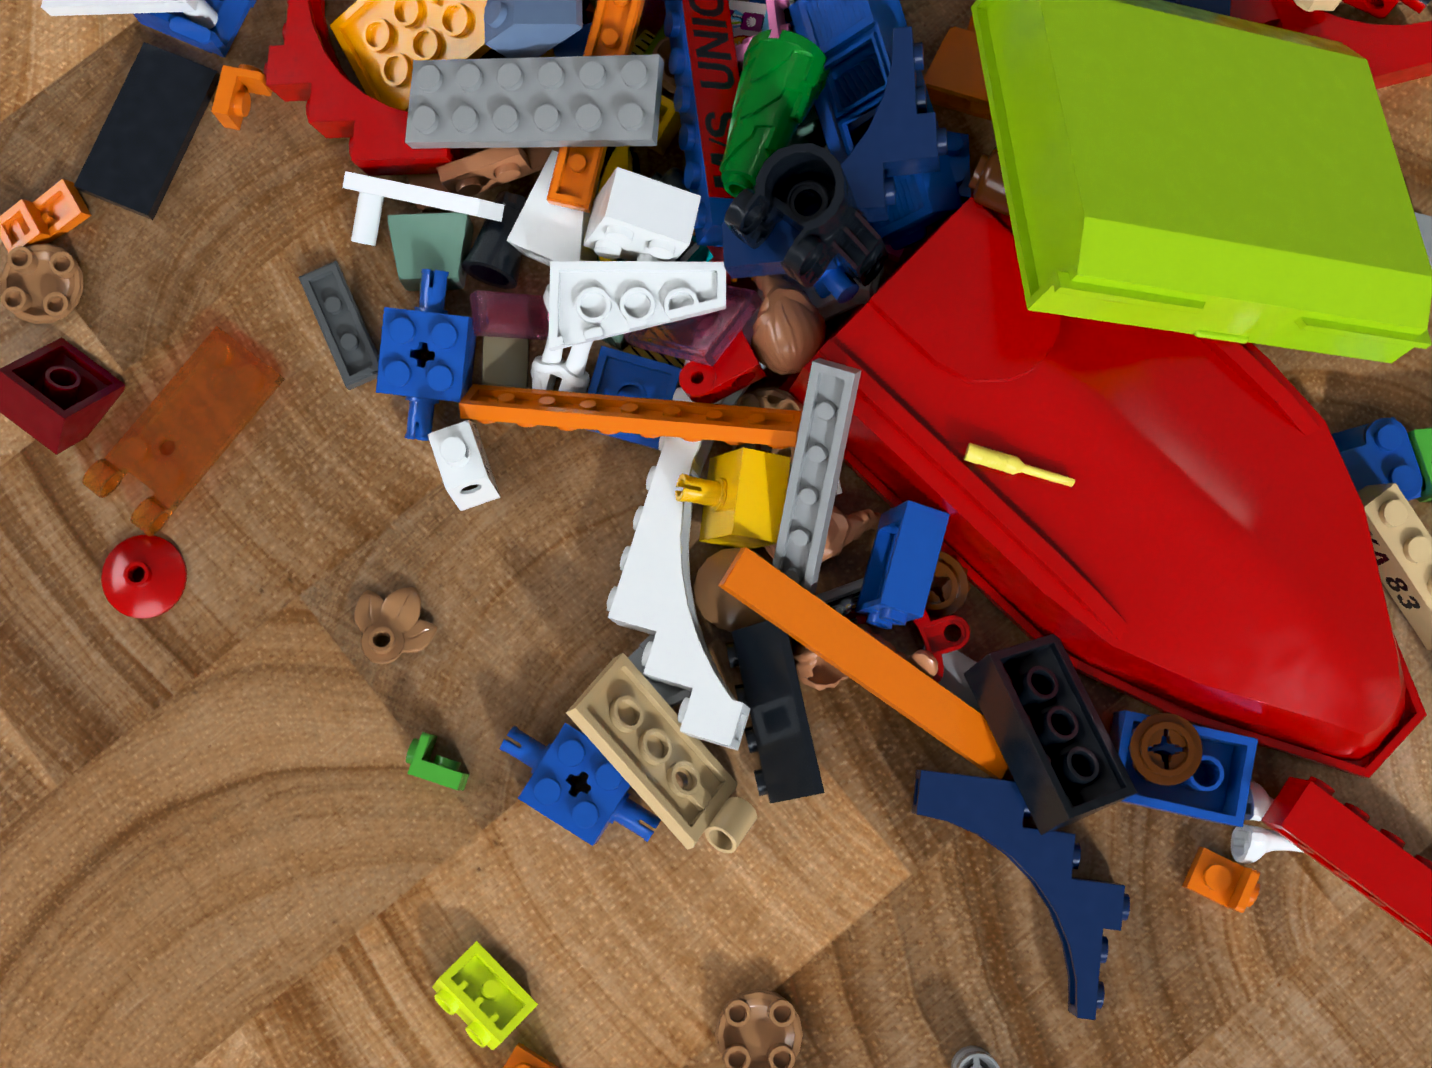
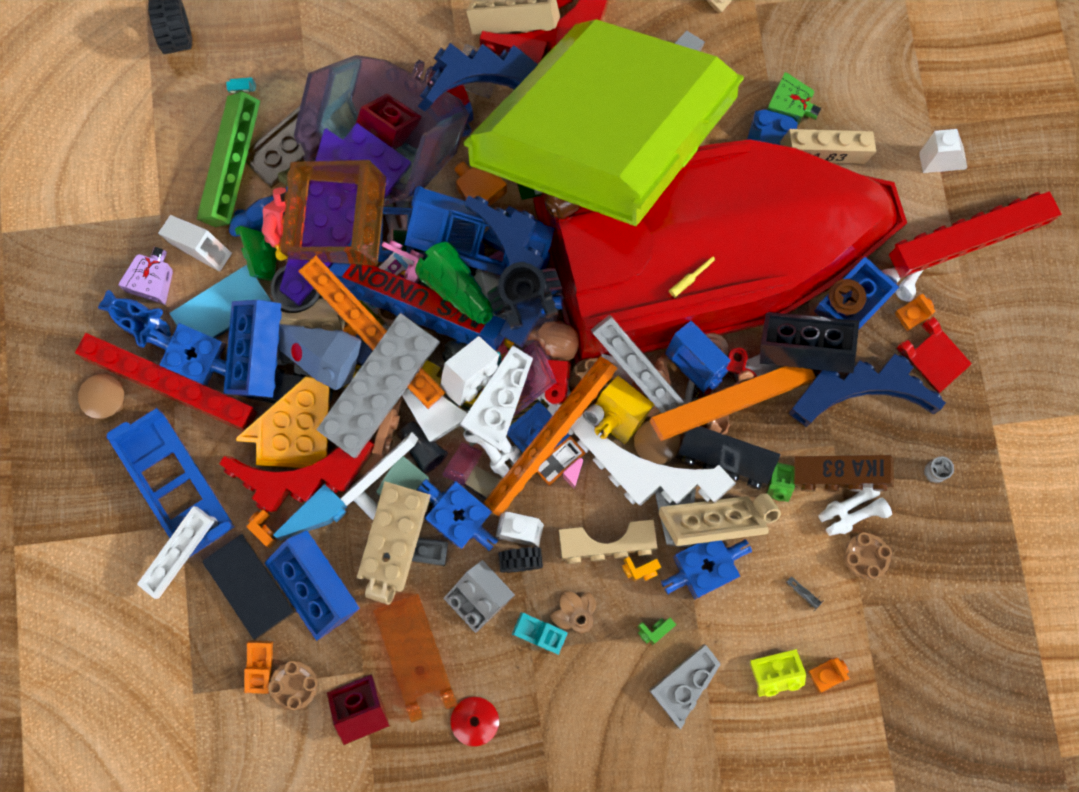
camera: 65 degrees left, 5 degrees down
(202, 215) = (311, 585): none -> blue slope
(310, 152) = (317, 512): none -> dark azure slope
(328, 465) = (478, 596): none -> light grey slope
(329, 591) = (539, 633): none -> teal slope
(338, 283) = (392, 532): none -> tan hinge
(378, 859) = (685, 683): none -> light grey wing
(415, 491) = (520, 559): none -> black tyre
(496, 564) = (638, 539): none -> tan arch
(518, 695) = (646, 571): none -> light orange bracket
(604, 490) = (572, 472): none -> bright pink slope
(610, 458) = (560, 460): none -> slope
(637, 967) = (804, 593): none -> dark grey piece
(705, 460) = (594, 414): none -> light grey hinge
(784, 967) = (876, 508): none -> white piece
(794, 824) = (782, 482): none -> bright green bracket
(868, 917) = (844, 472): none -> reddish brown brick
(1167, 961) = (935, 357): none -> red flag

